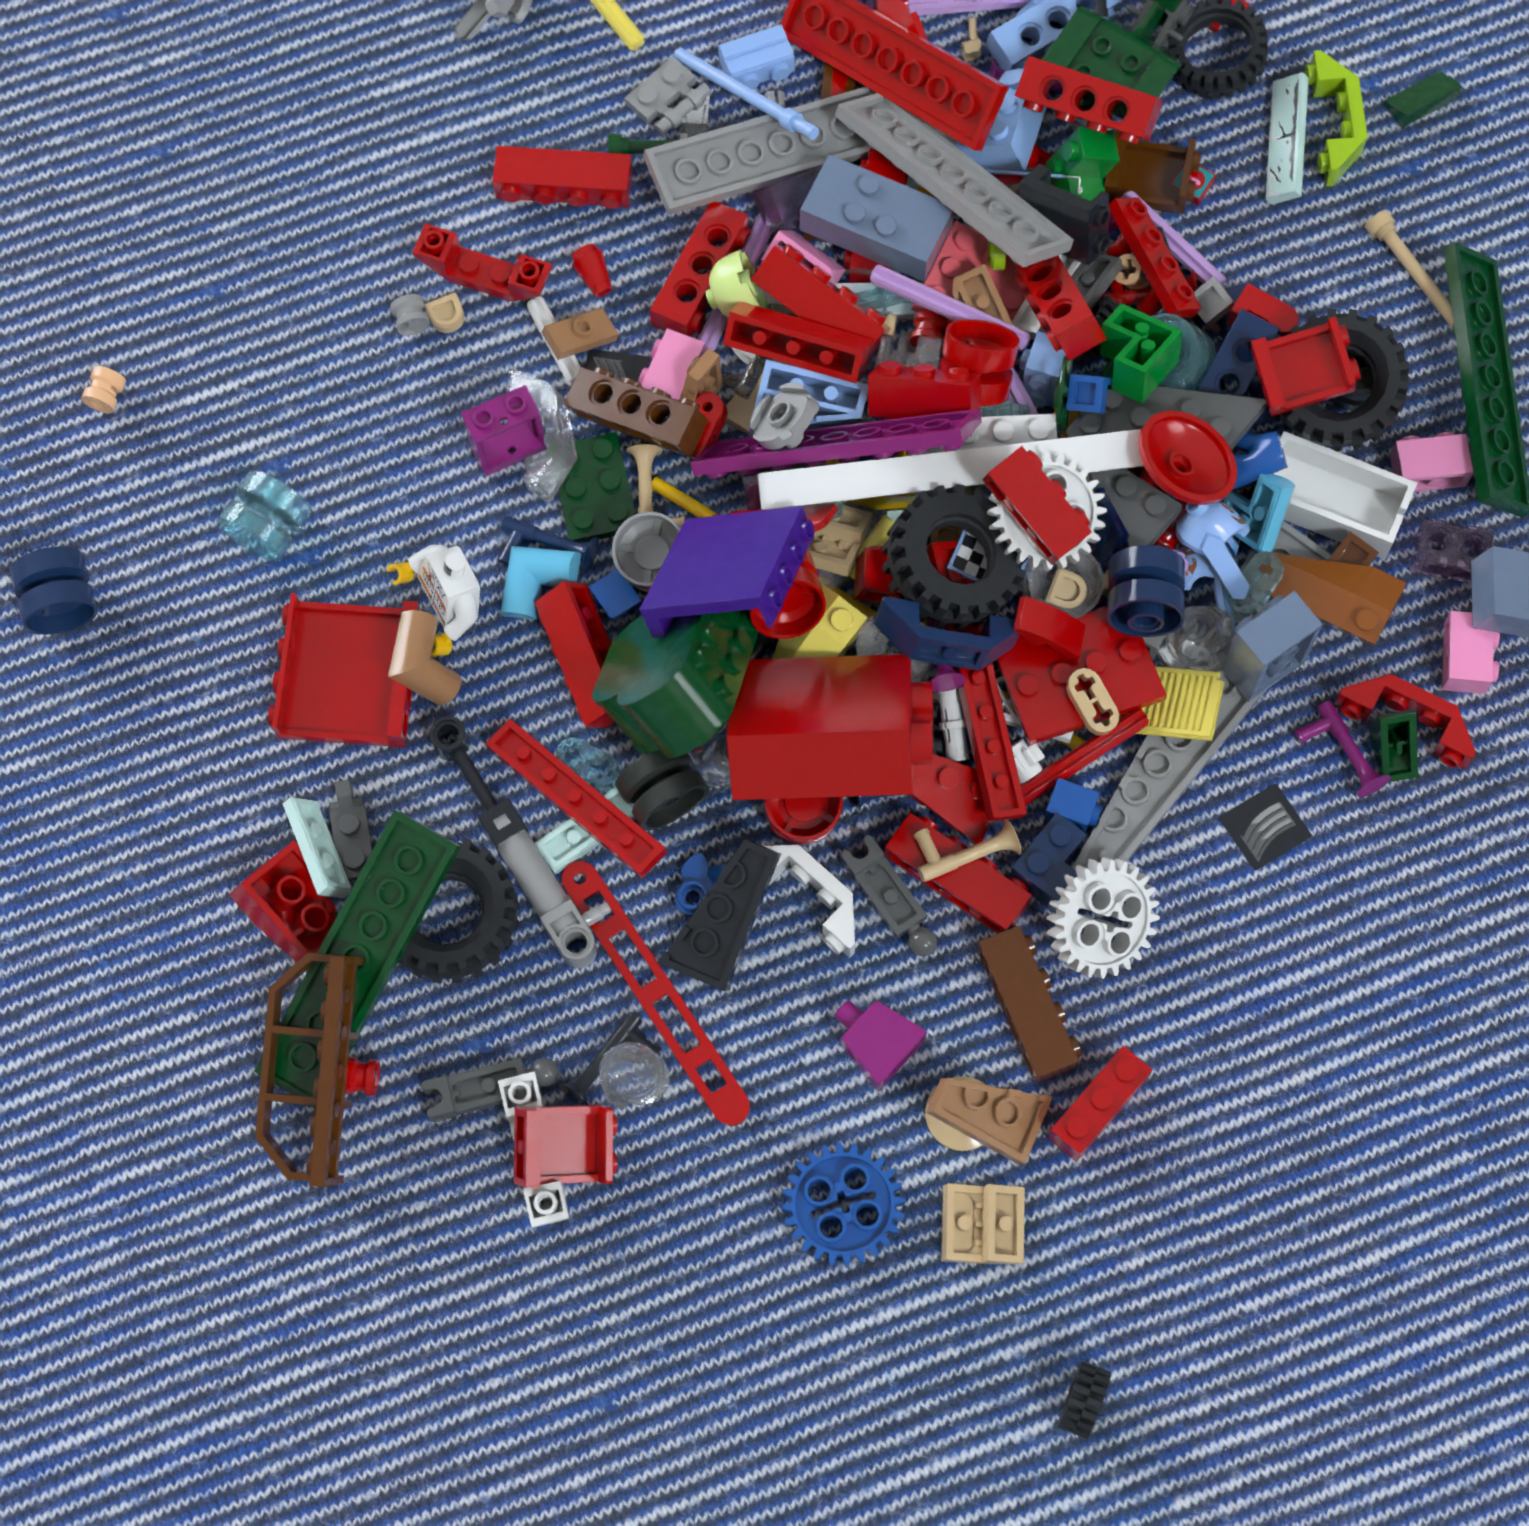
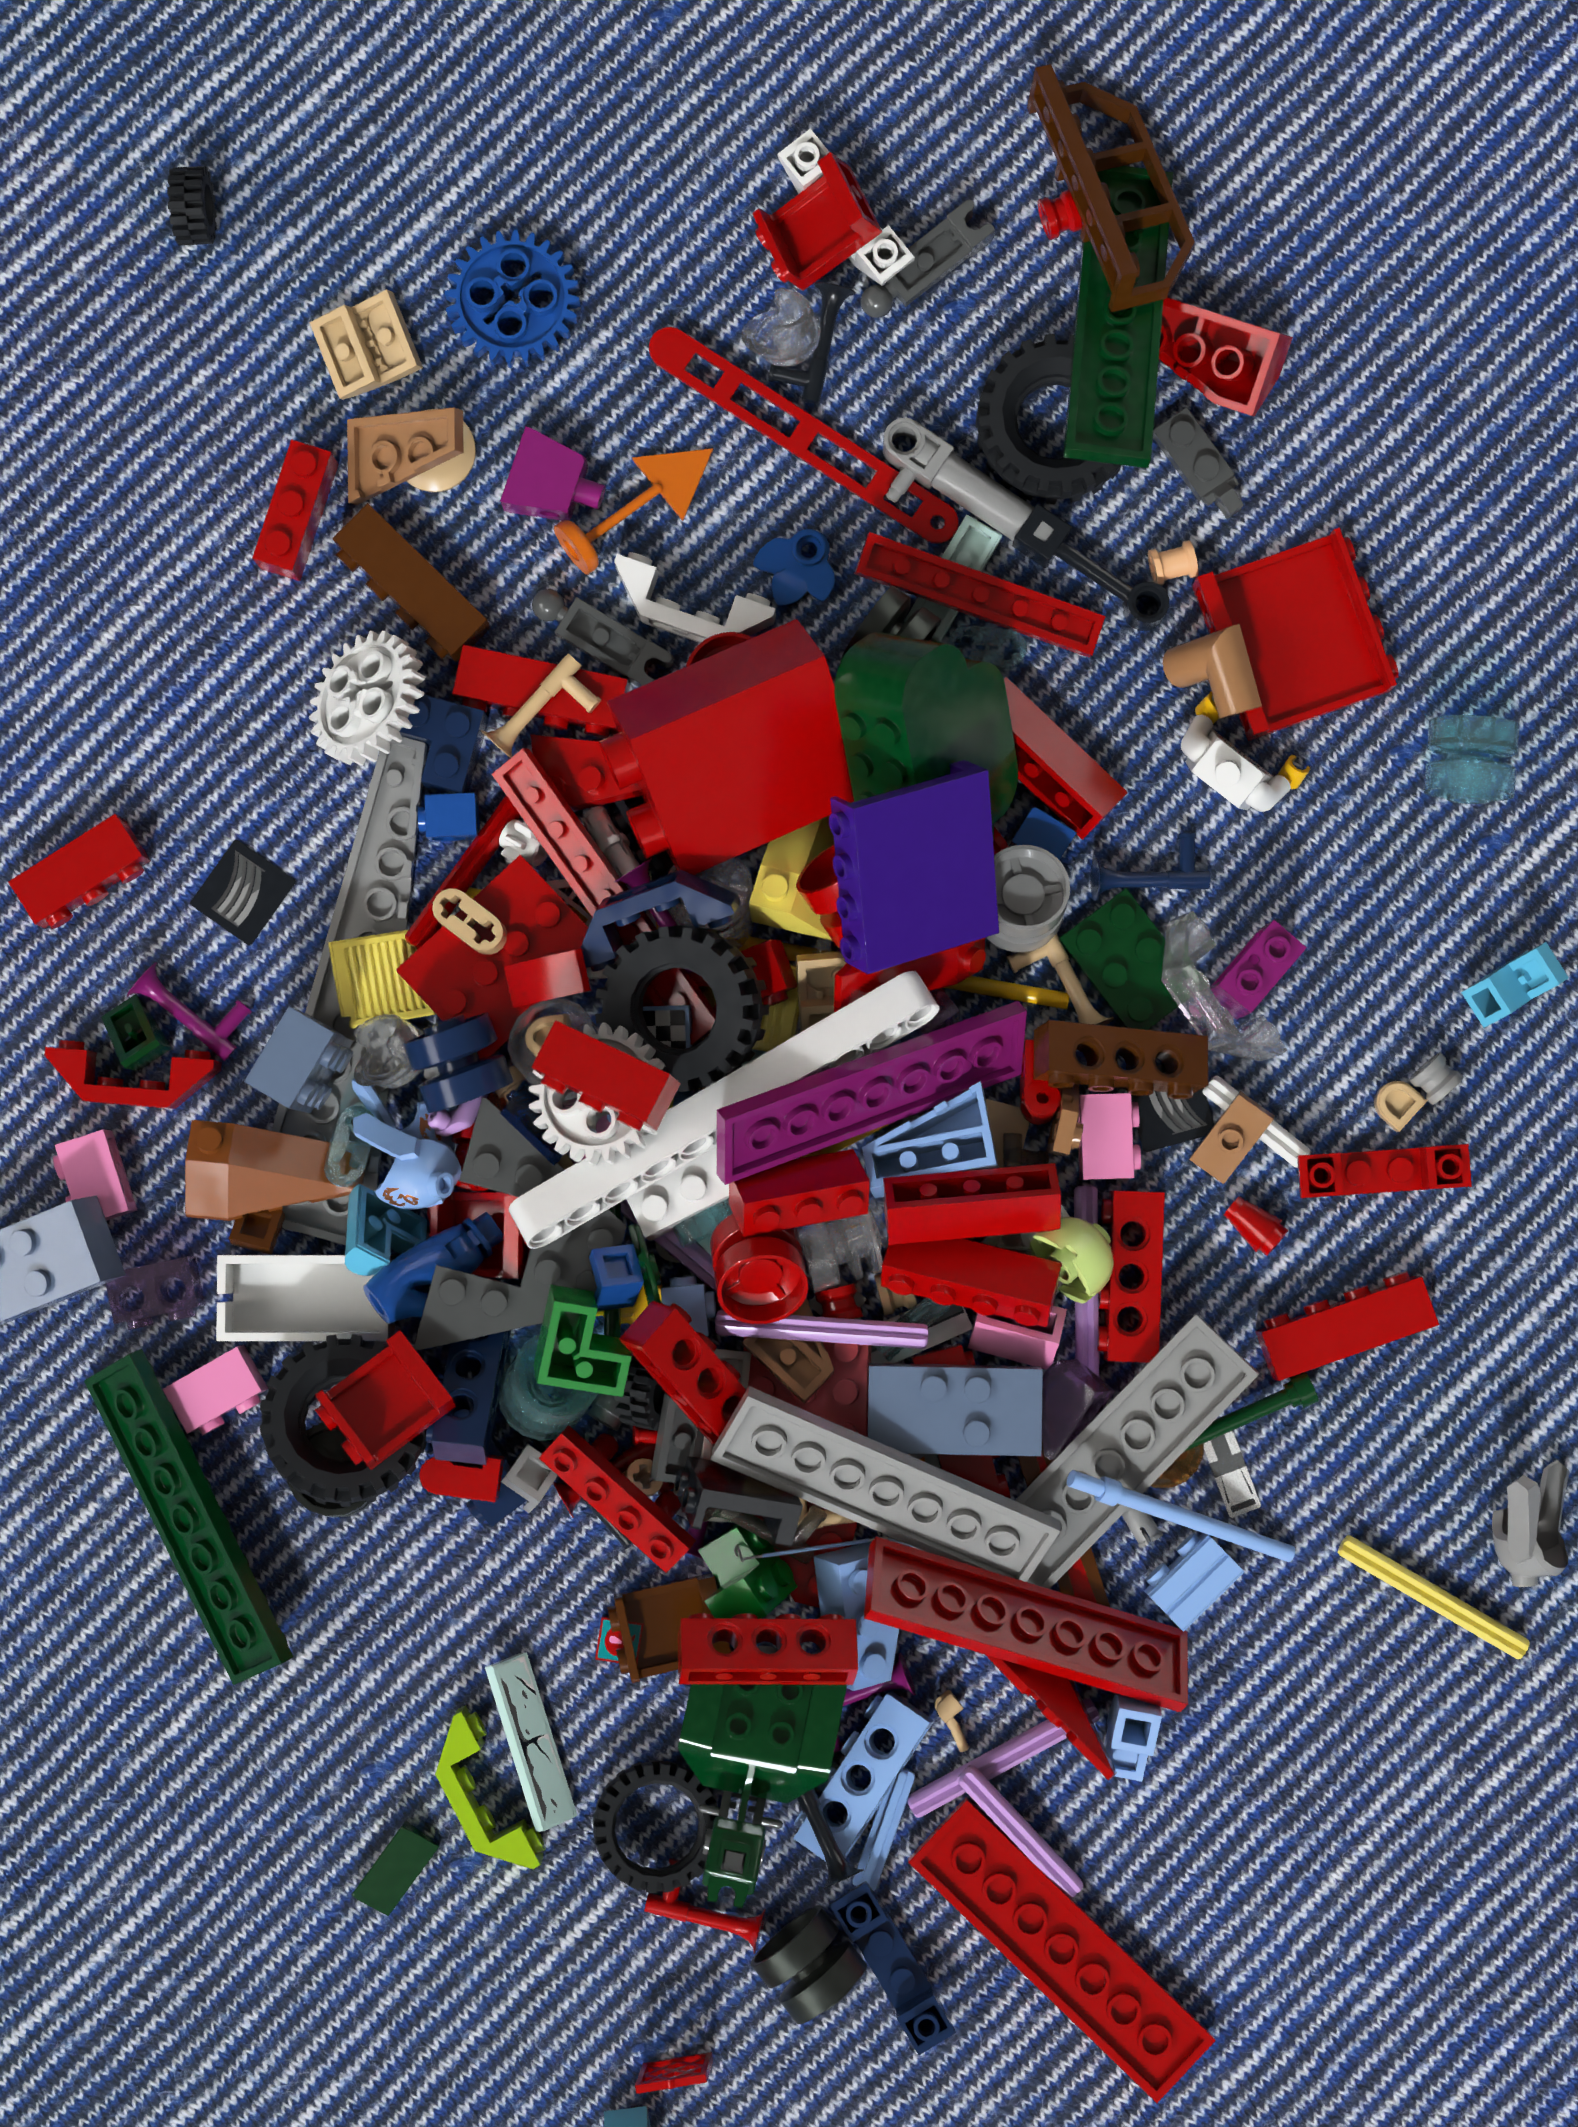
camera: 155 degrees right, 15 degrees up
(317, 847) = (1225, 424): light aqua tile -> none
(319, 355) = (1514, 984): none -> medium azure brick
(412, 763) = (1173, 563): none -> light nougat bush
(530, 571) = (1151, 825): medium azure brick -> none
(663, 89) = (1287, 1492): light grey plate -> none
(719, 928) = (763, 526): black wing -> none
(774, 1002) = (671, 475): none -> orange piece
(784, 417) = (924, 1102): light grey plate -> none
(1182, 250) = (606, 1546): lavender axle -> none
(1187, 457) = (453, 1236): red dish -> none
(1383, 228) = (375, 1669): tan piece -> none
(1393, 889) = (80, 872): none -> red brick

